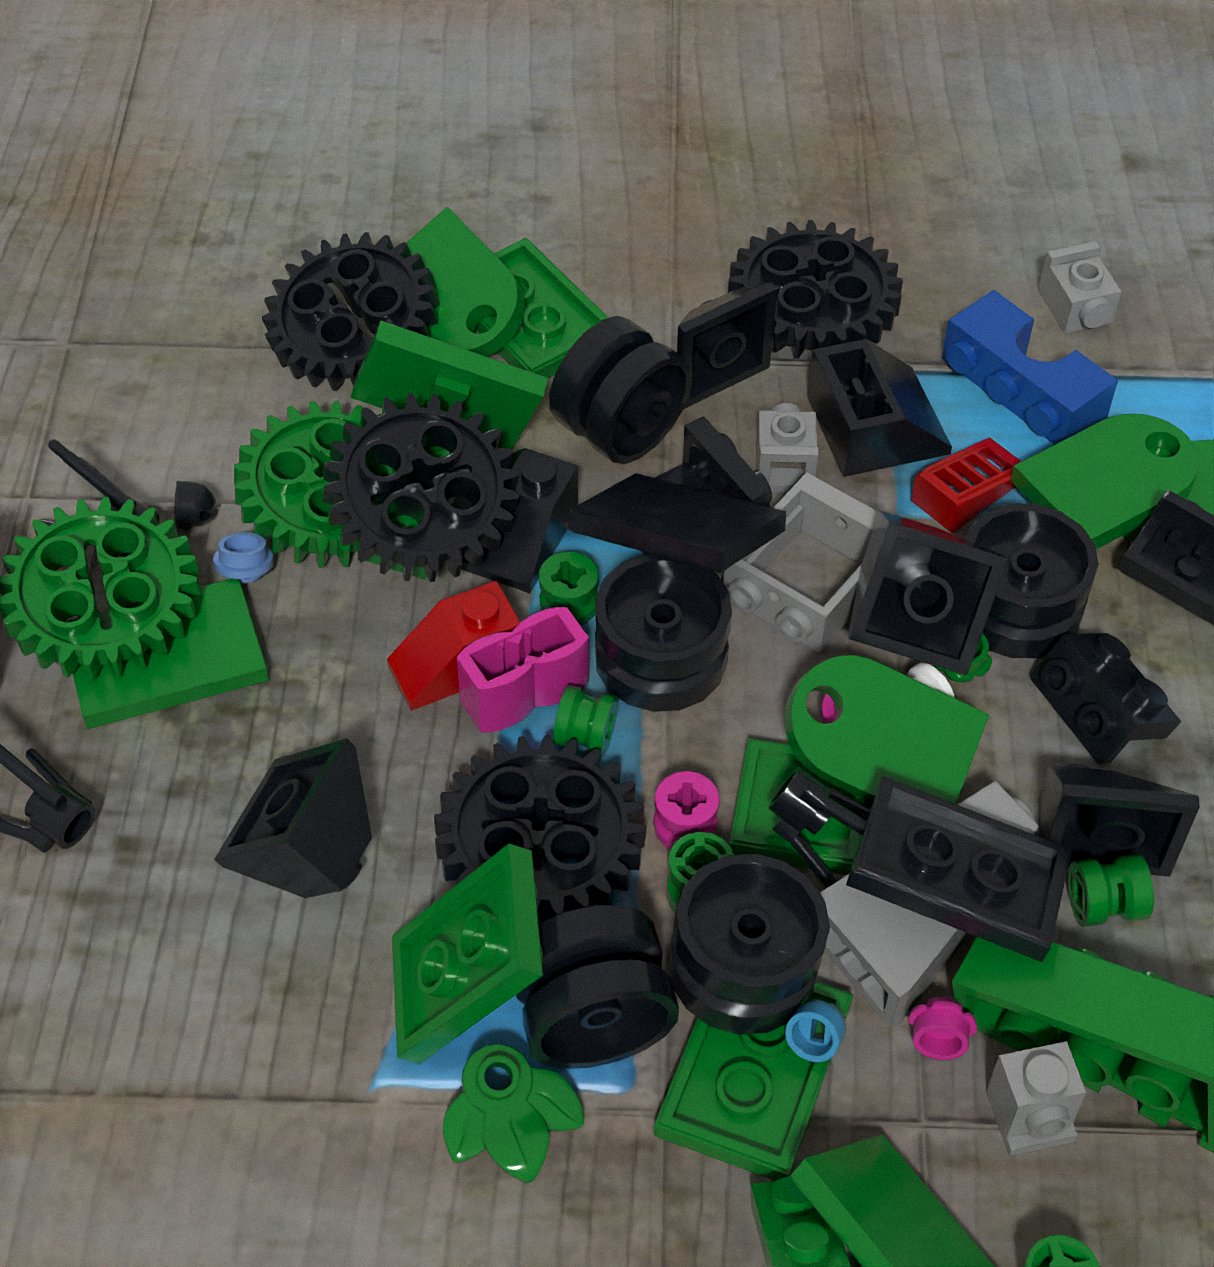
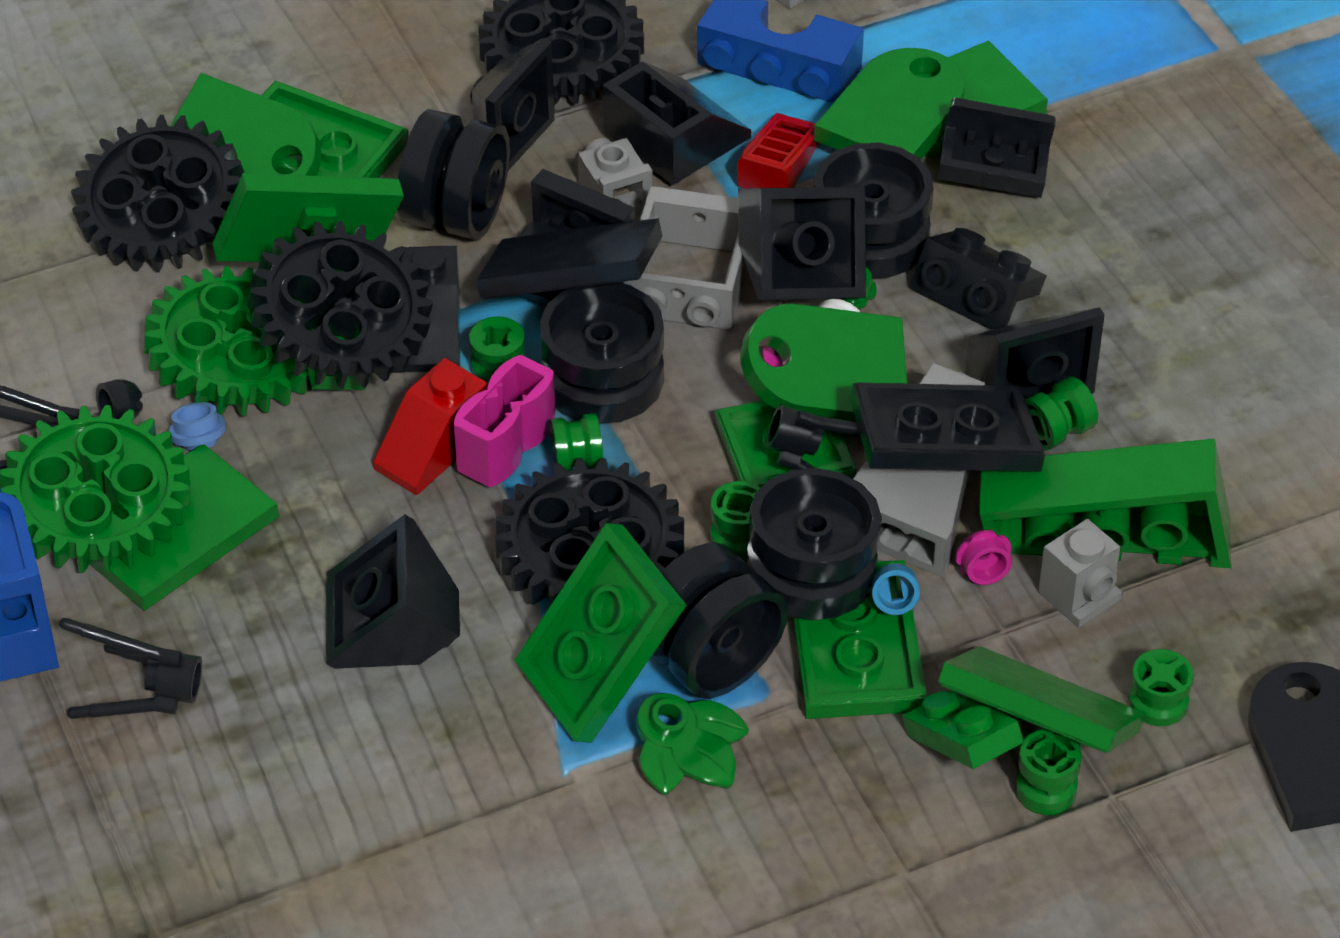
camera: 25 degrees left, 5 degrees down
(685, 790) = (694, 478): dark pink wheel -> none

